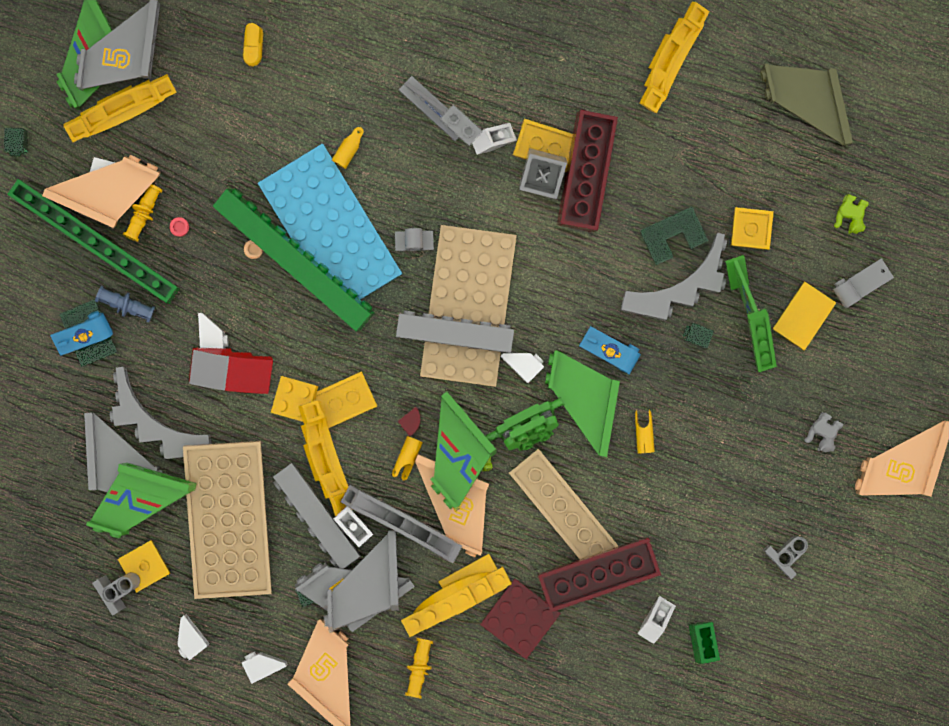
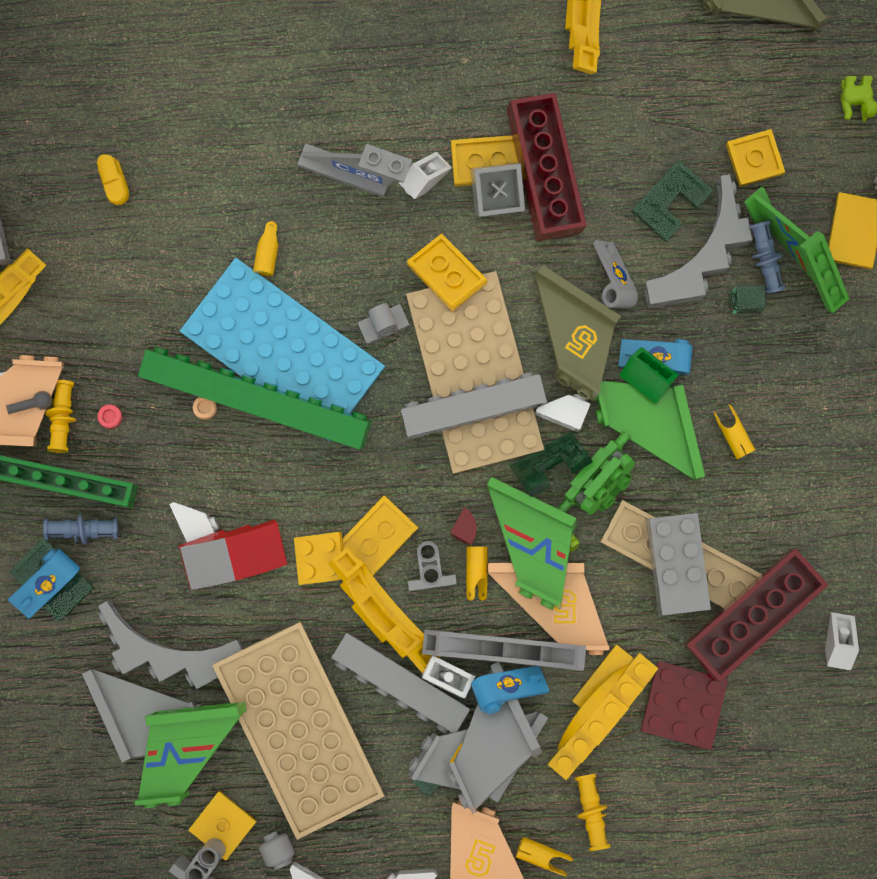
camera: 20 degrees left, 5 degrees down
(132, 195) = (41, 400): none -> dark grey bar
(176, 600) = (276, 850): none -> light grey head
(368, 683) = (540, 855): none -> yellow piece
(371, 436) = (427, 564): none -> light grey tile
(386, 549) = (496, 688): none -> dark azure door
(478, 221) = (446, 272): none -> yellow tile
(480, 396) = (531, 468): none -> clear green plate
(558, 308) = (578, 332): none -> olive piece
(558, 514) = (678, 564): none -> light grey brick
(597, 363) = (648, 375): none -> green brick
(605, 288) = (621, 290): none -> light grey door
(727, 309) = (768, 257): none -> sand blue piece

